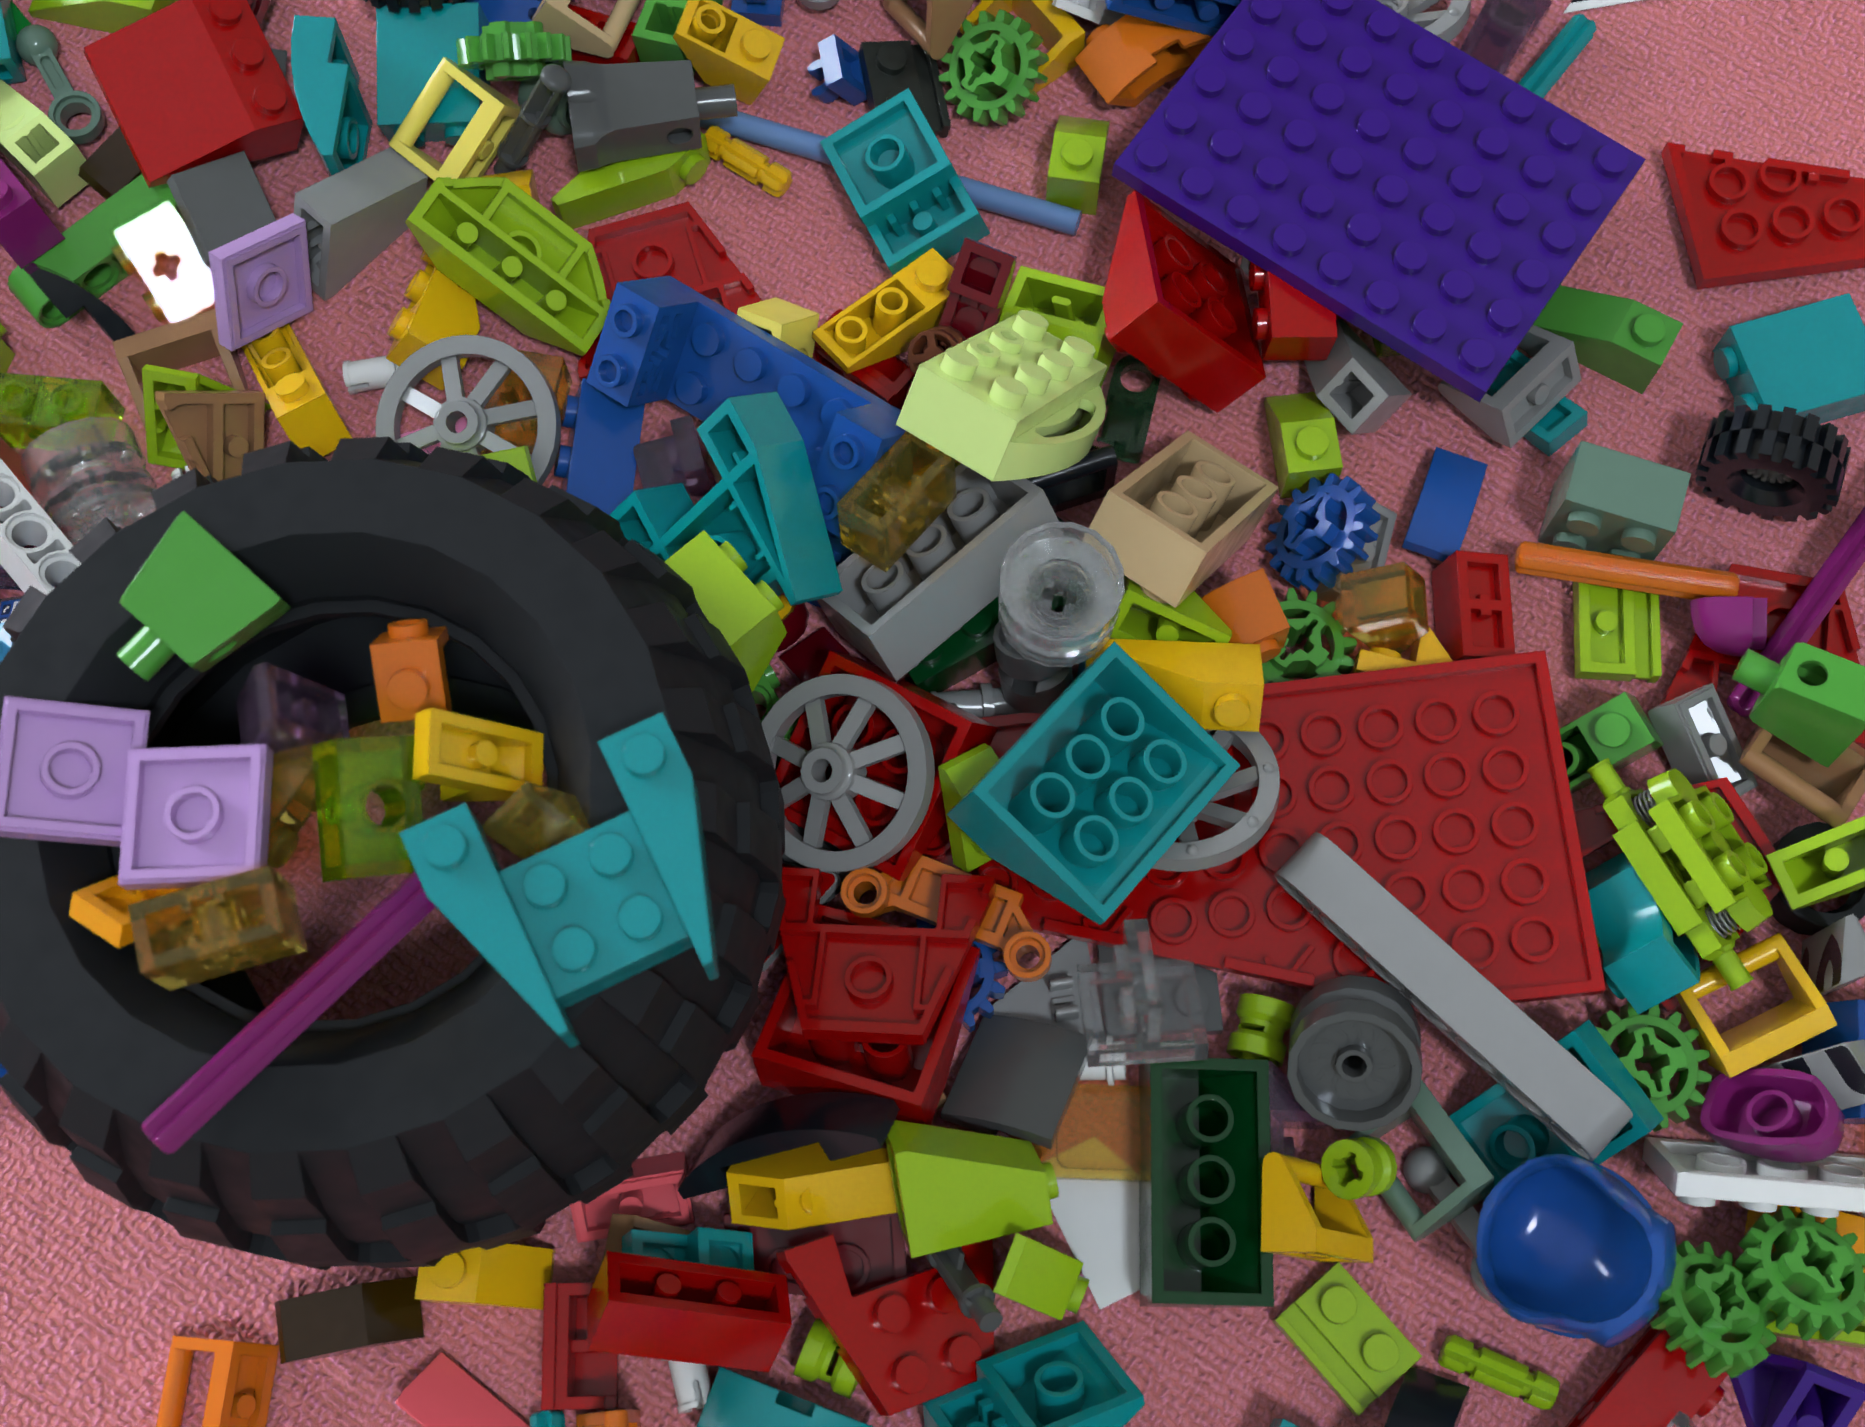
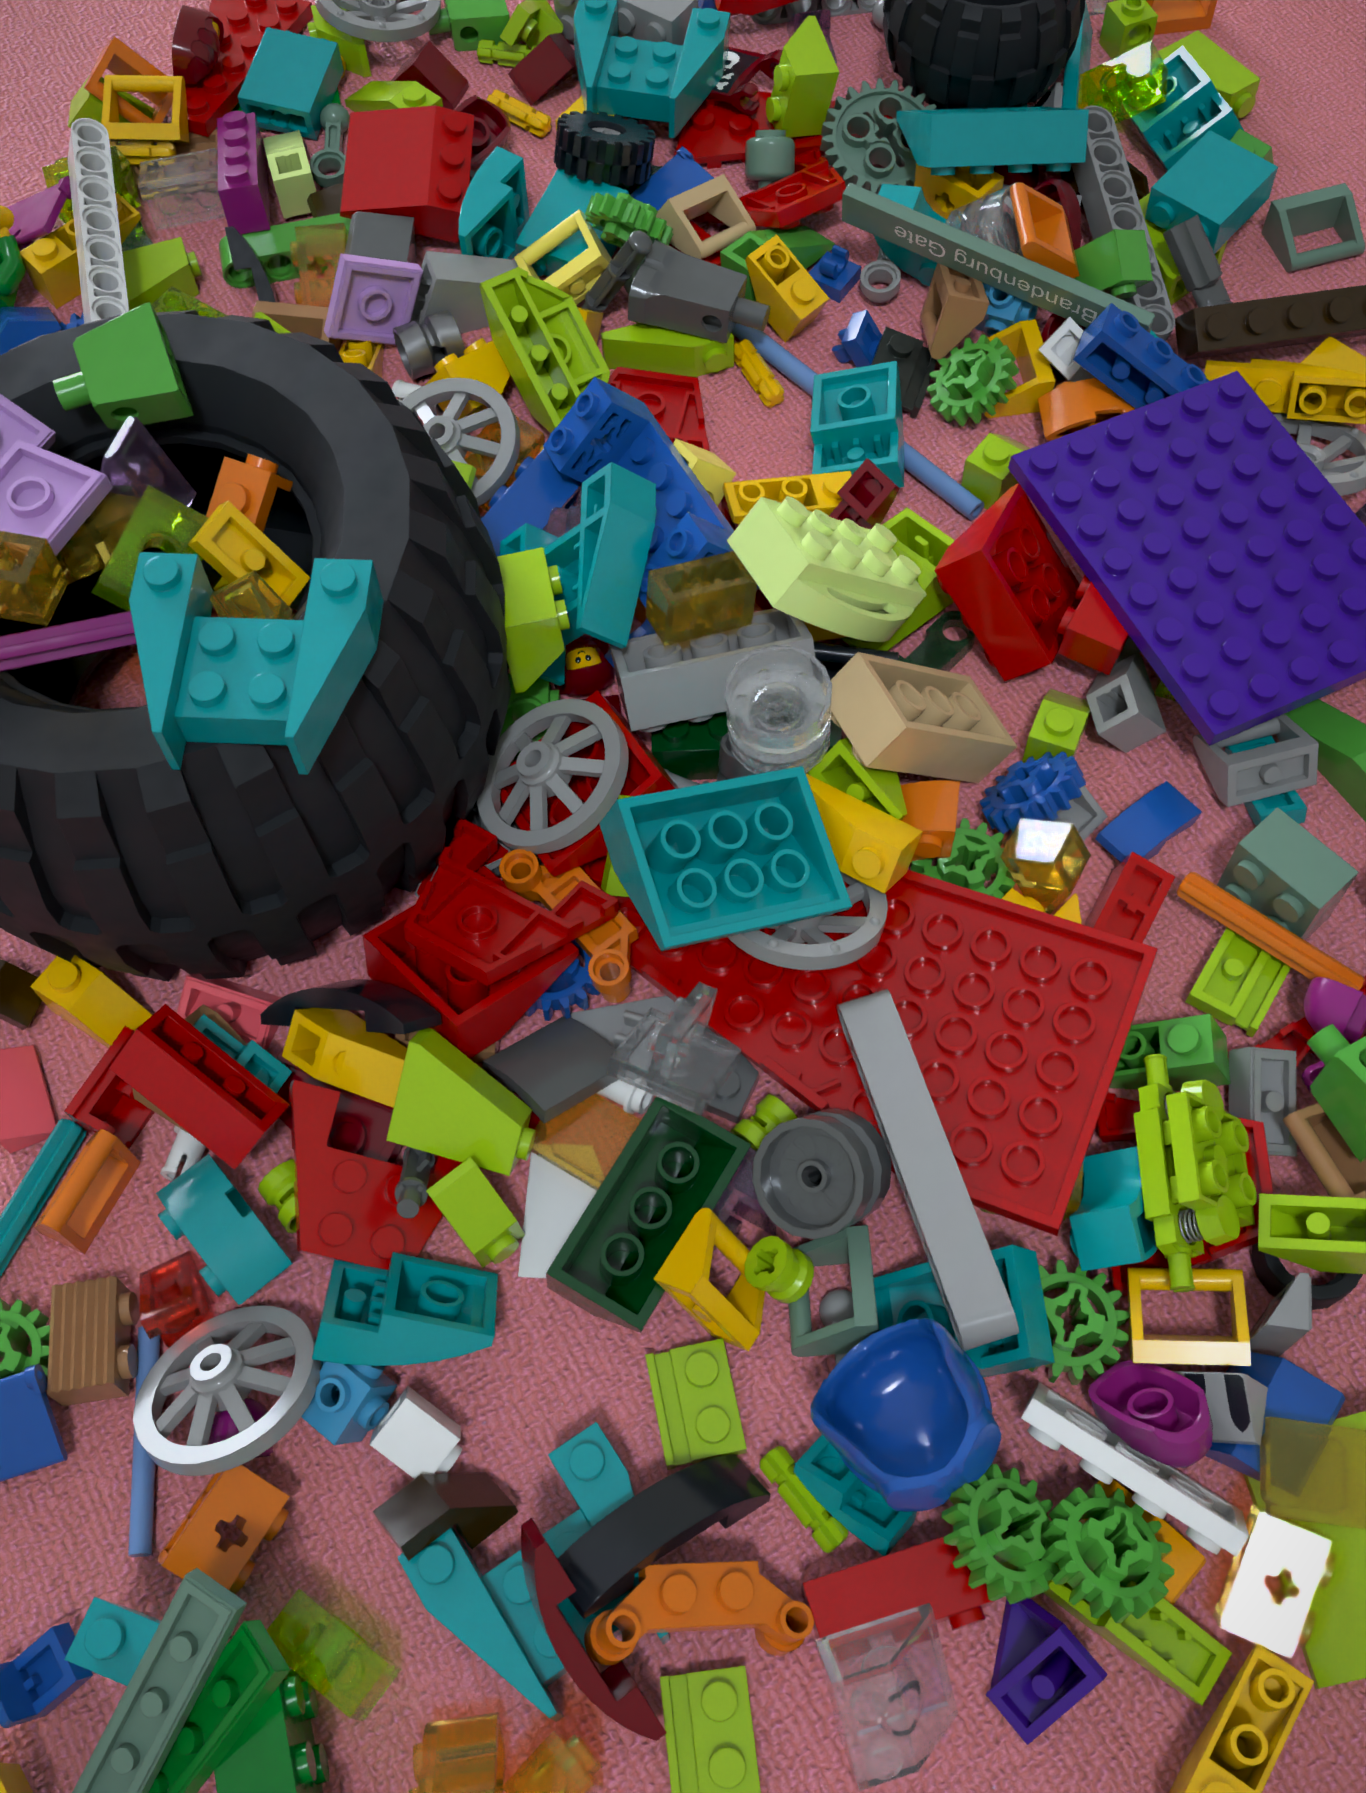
camera: 30 degrees right, 10 degrees down
(353, 300) = (428, 343): none -> flat silver wheel
(1541, 1351) = (850, 1500): none -> teal slope

